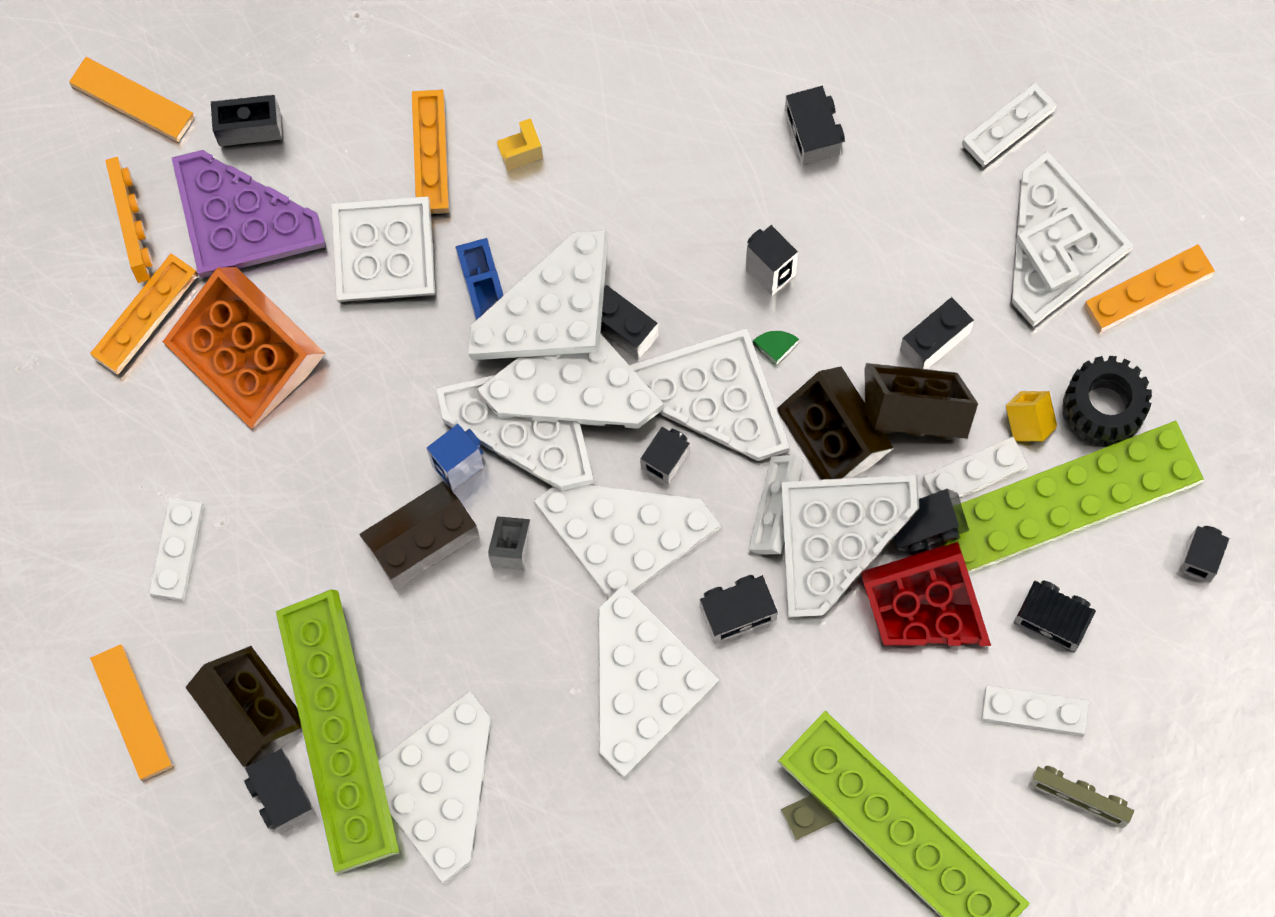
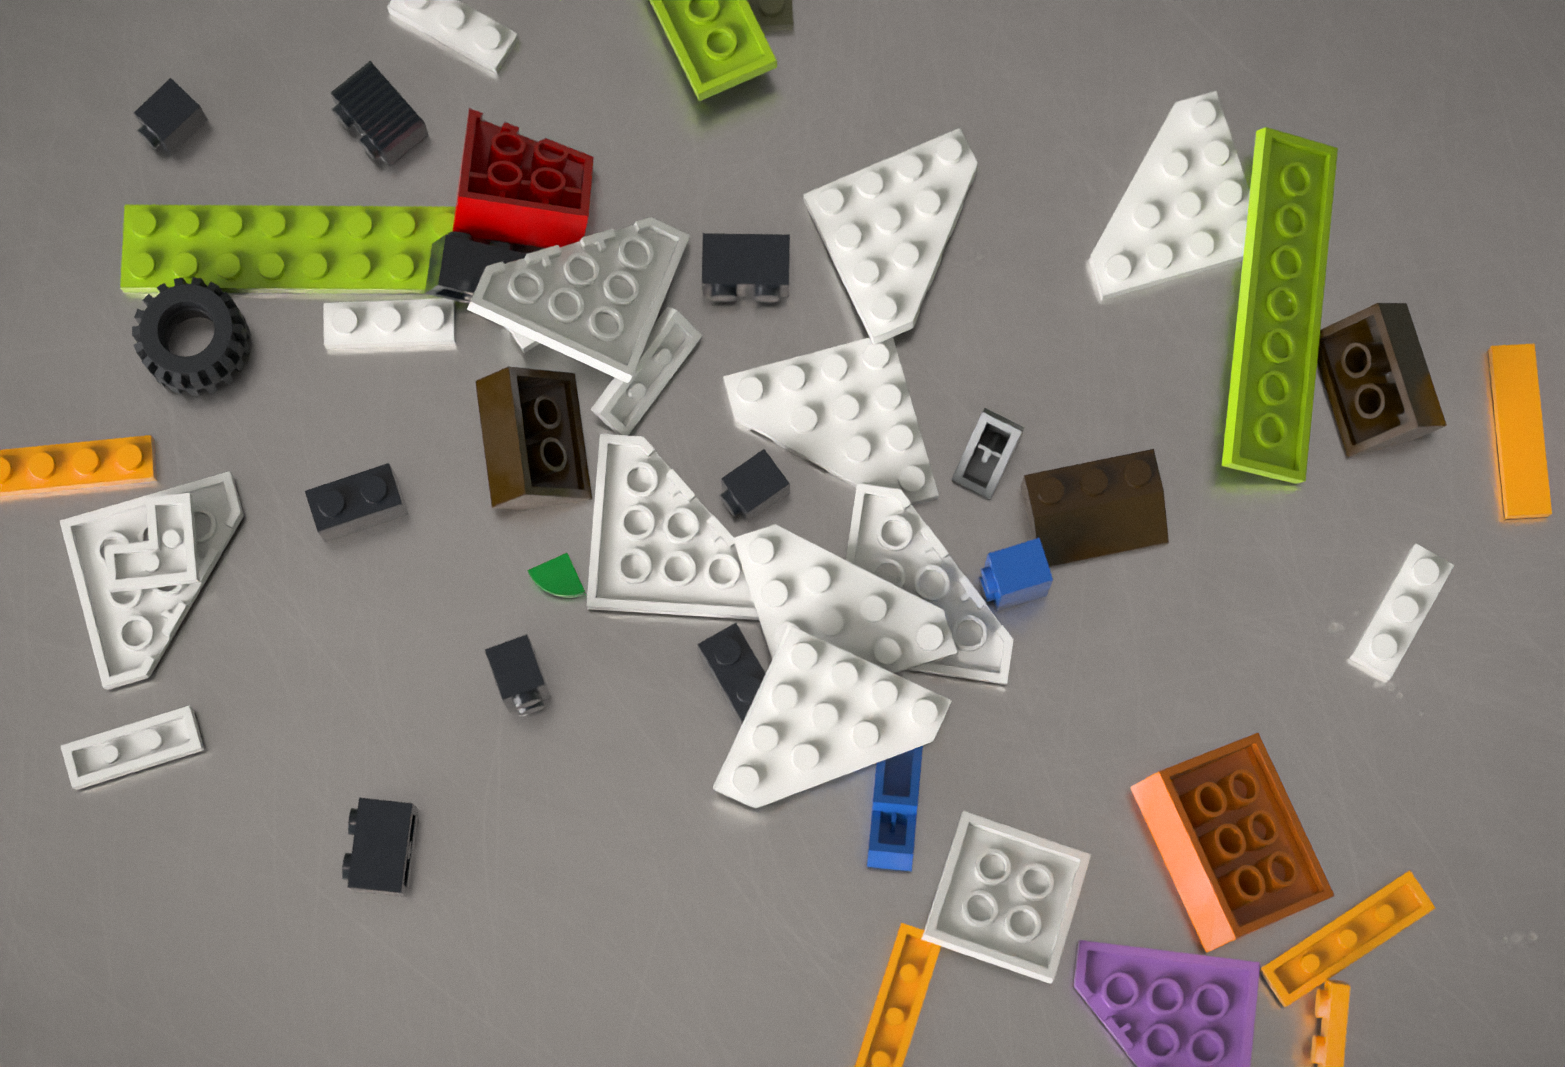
camera: 160 degrees left, 5 degrees up
(279, 792) = (1372, 261): black brick -> none
(521, 147) = (774, 976): yellow panel -> none
(918, 401) = (419, 423): dark brown slope -> none
(1031, 416) = (289, 360): yellow panel -> none

